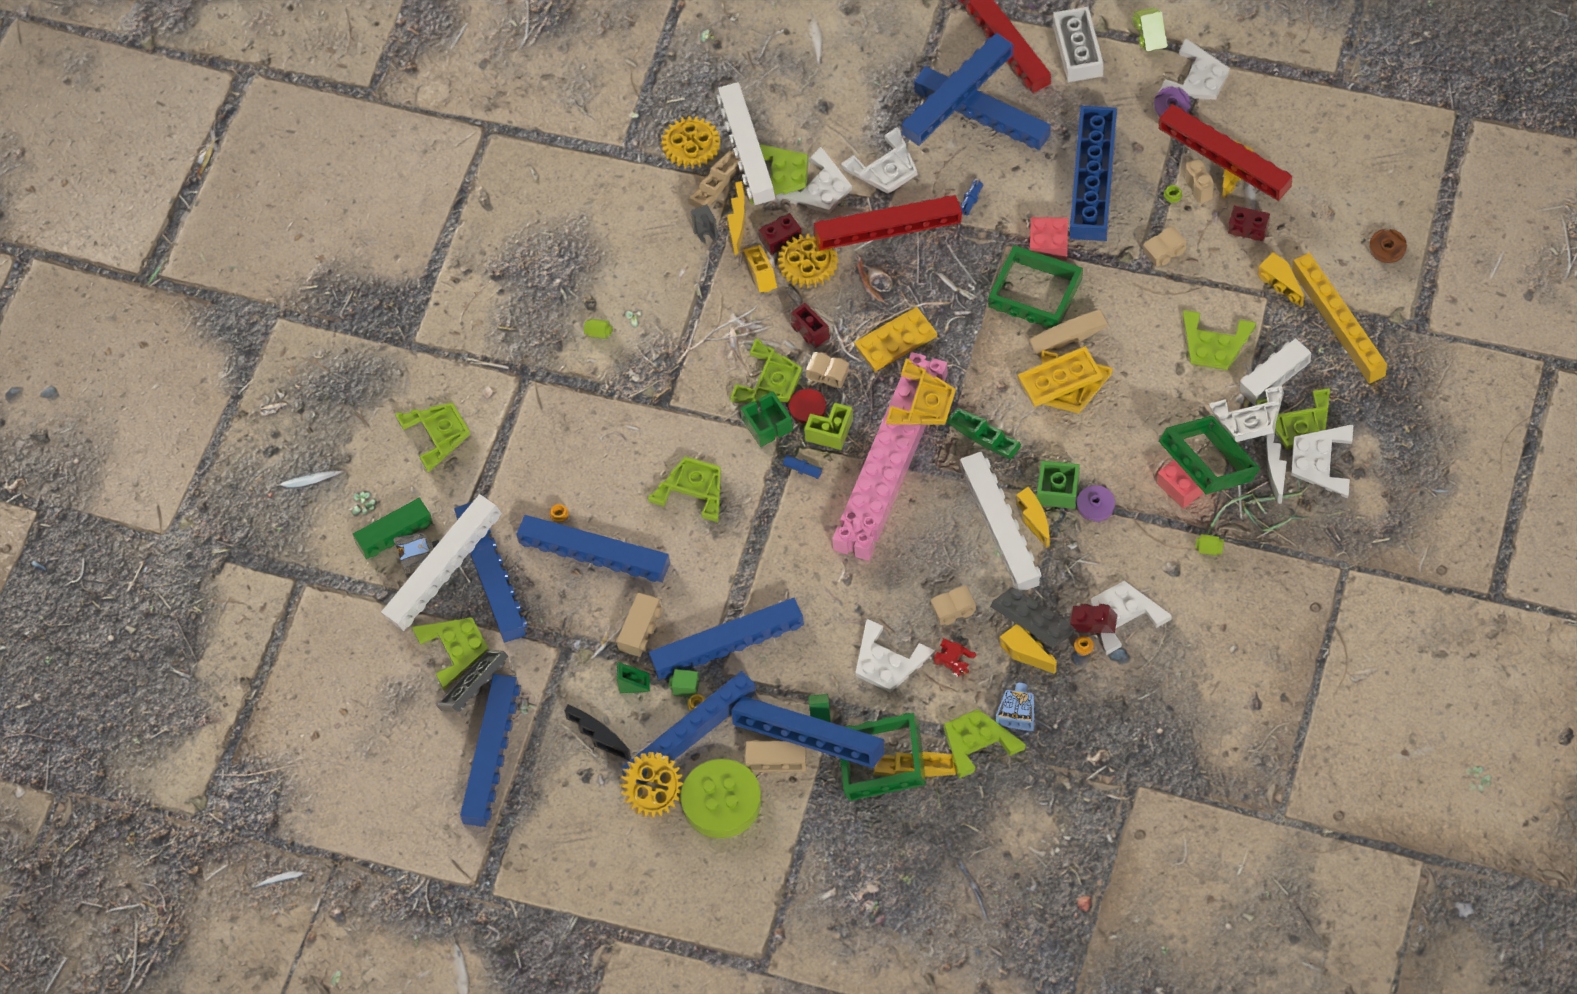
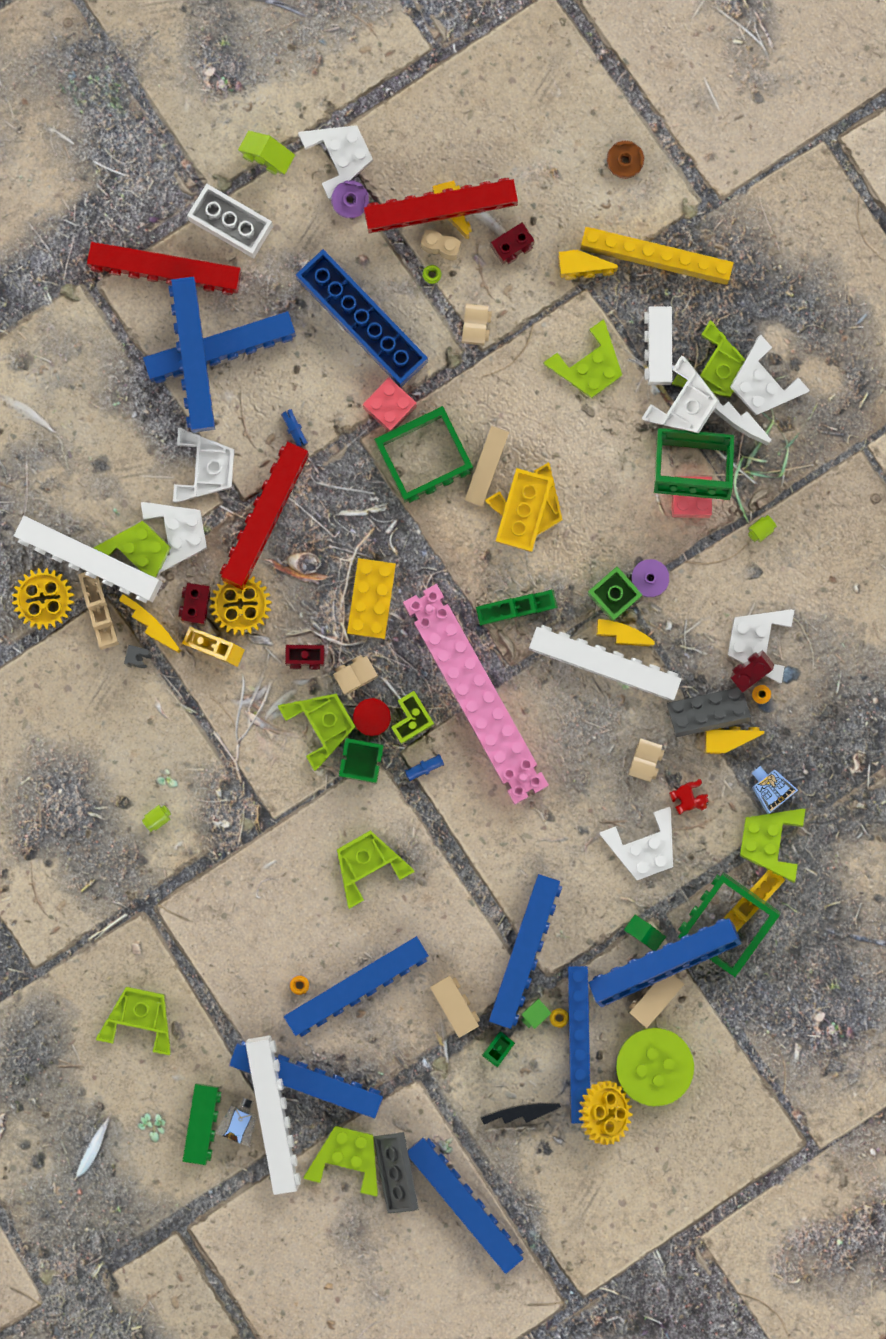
camera: 55 degrees left, 25 degrees up
(930, 402) = (465, 629): yellow wing -> none

